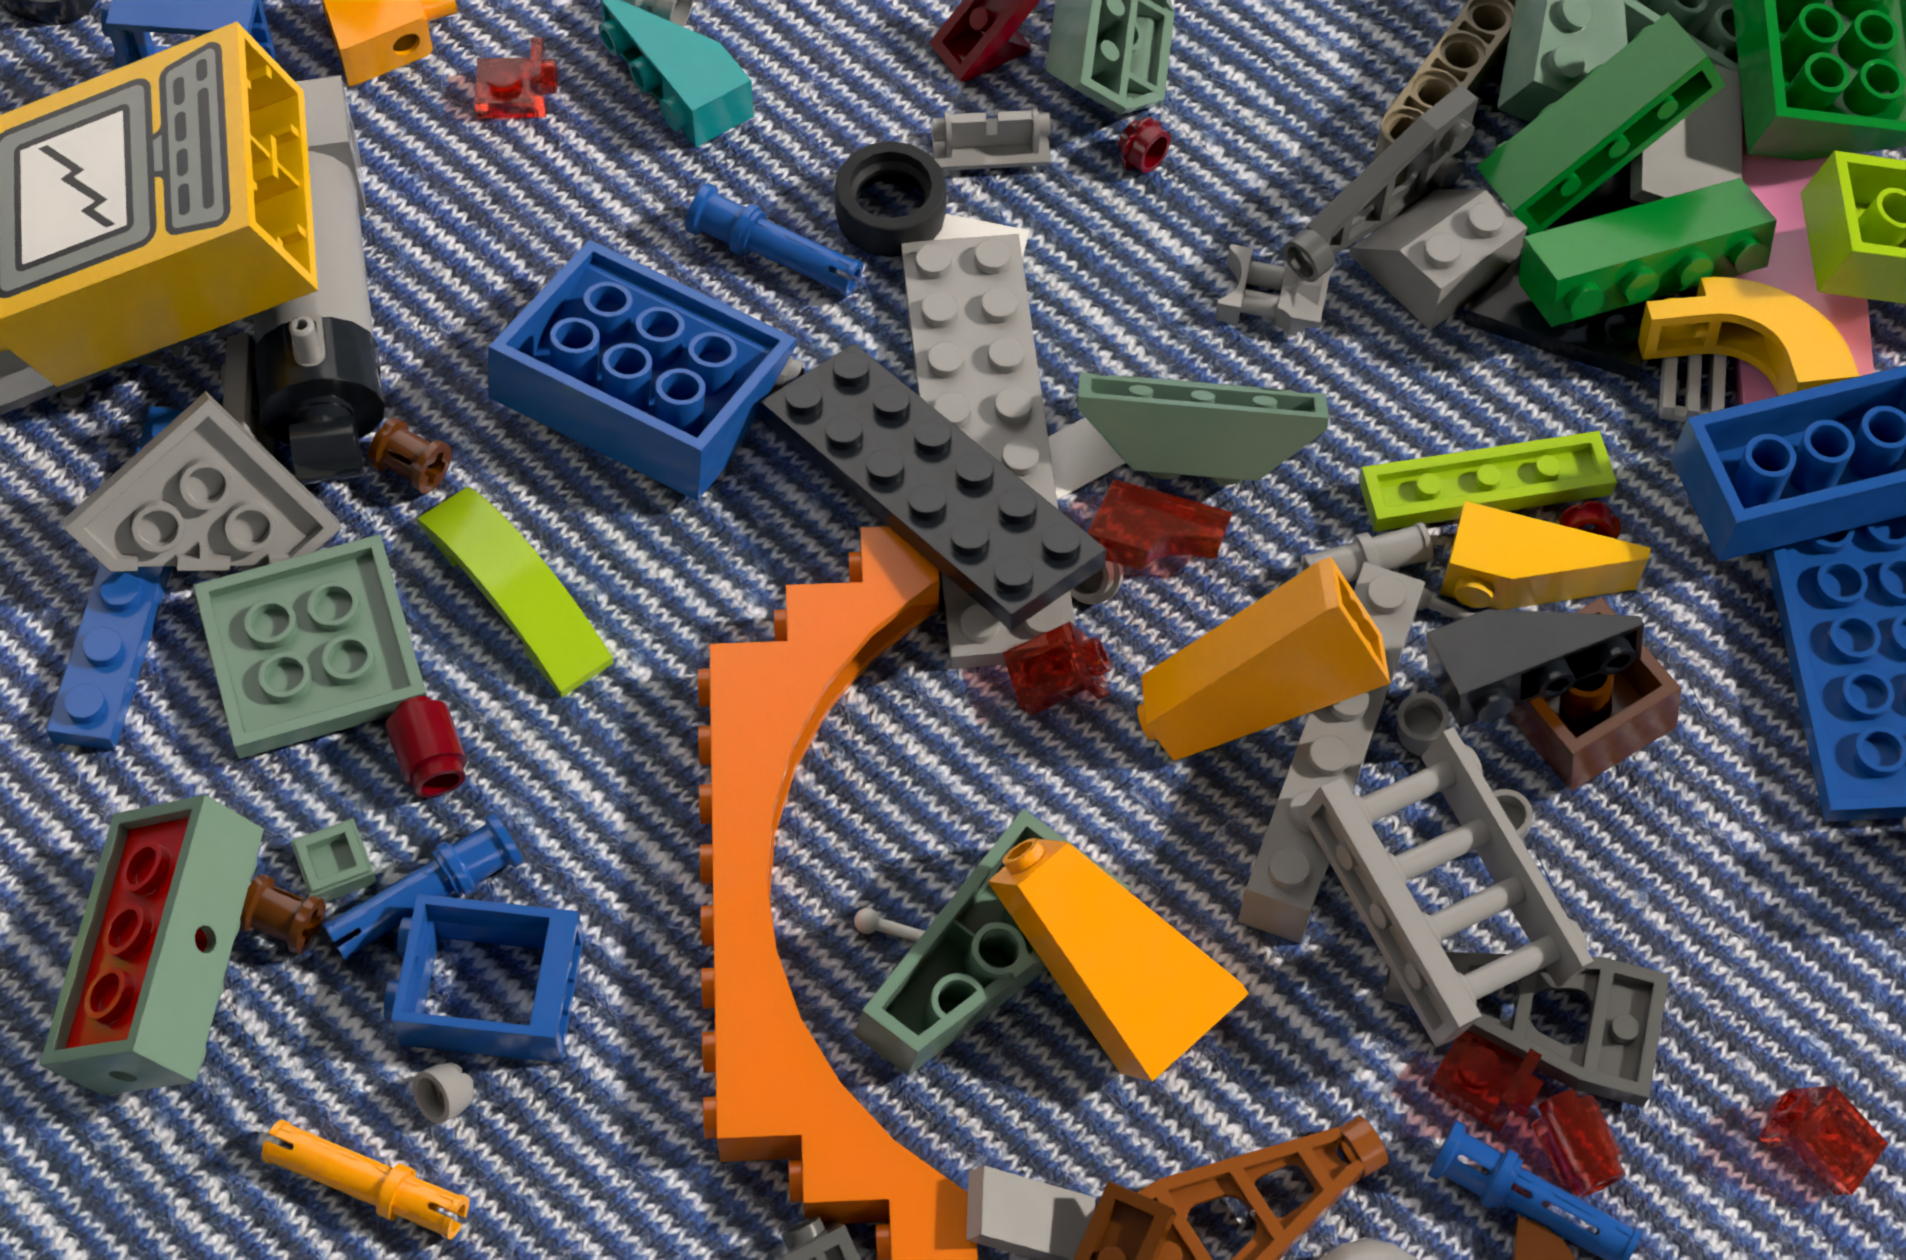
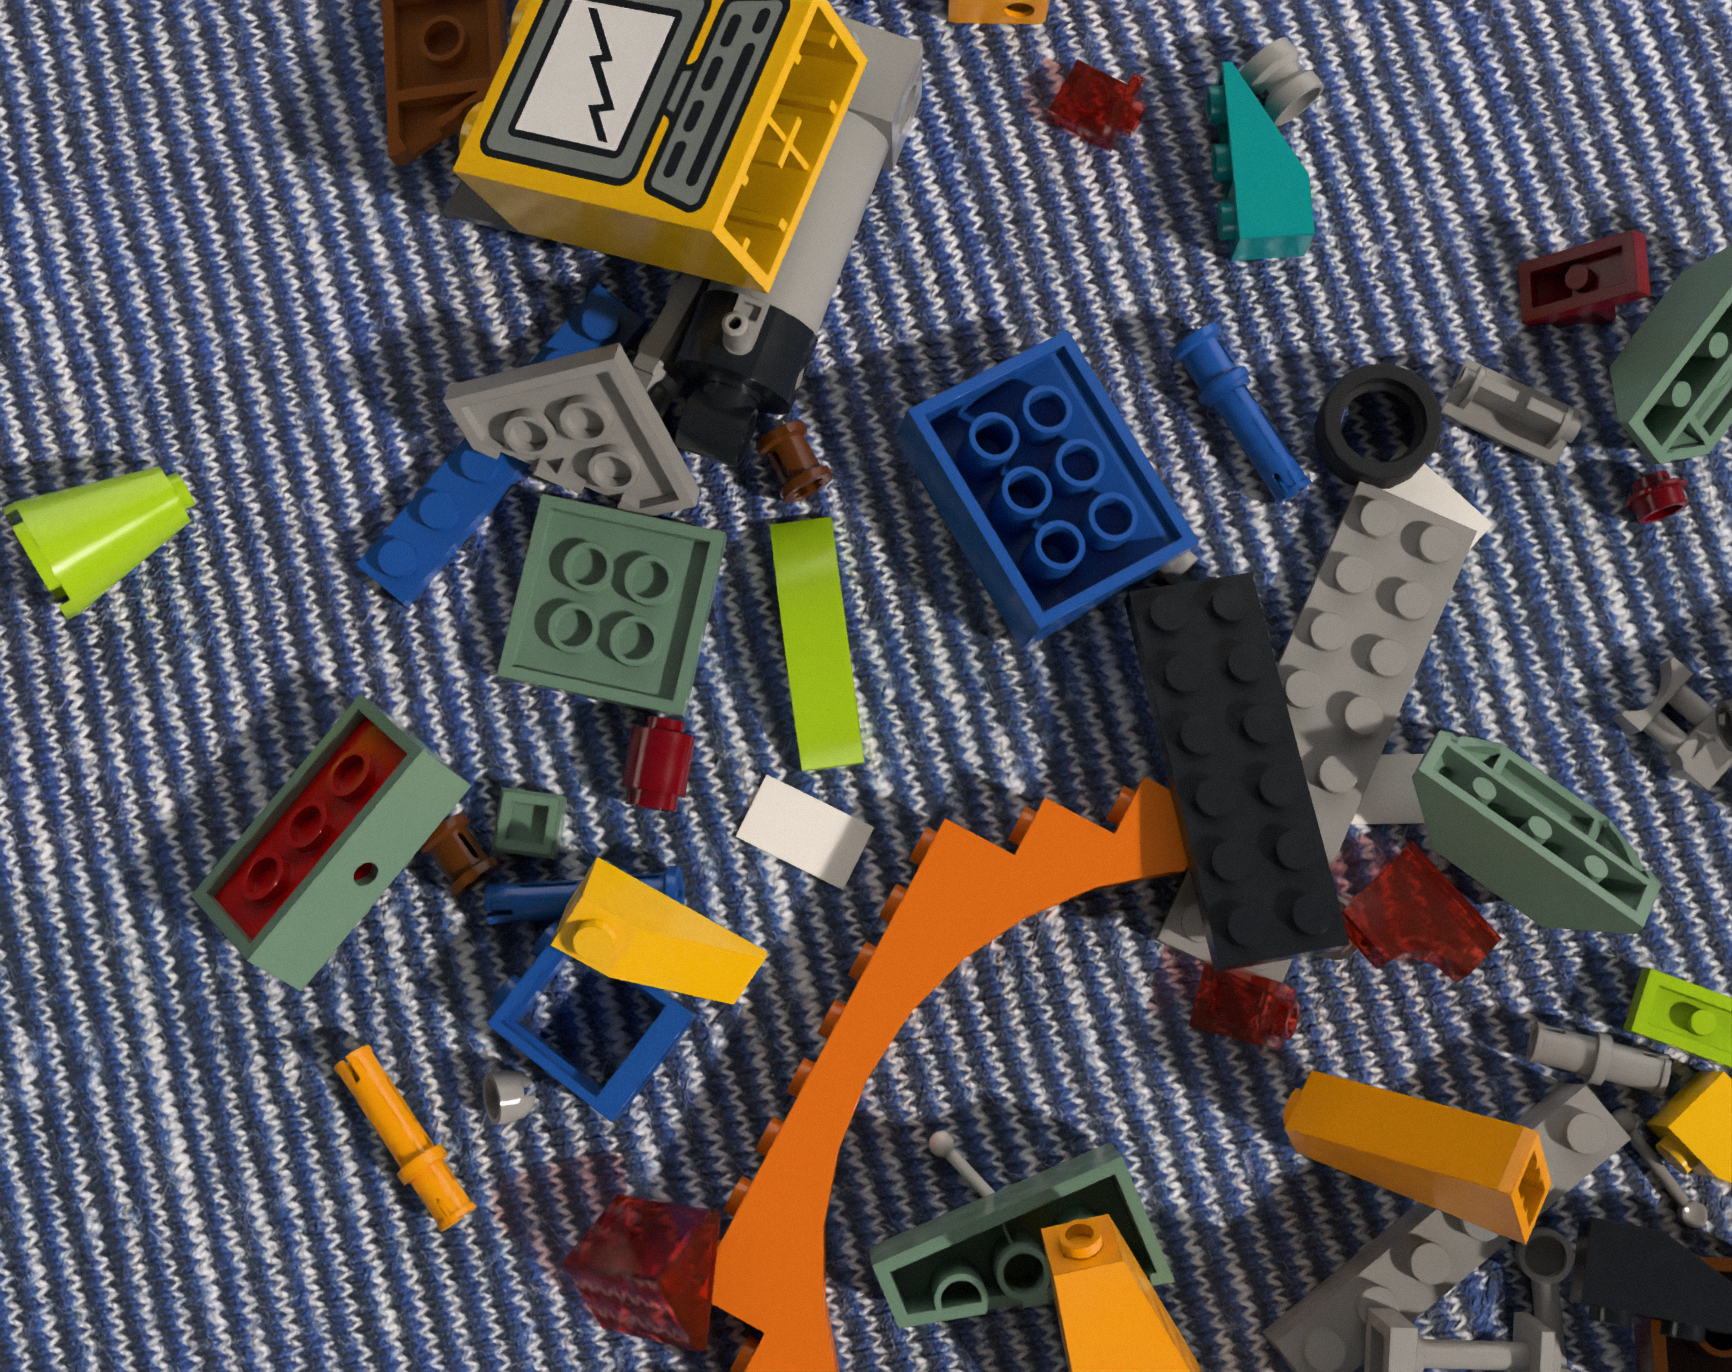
camera: 40 degrees right, 20 degrees up
(511, 867) = (653, 939): none -> yellow slope
(592, 742) = (804, 832): none -> white sticker
(667, 1151) = (649, 1269): none -> clear red slope

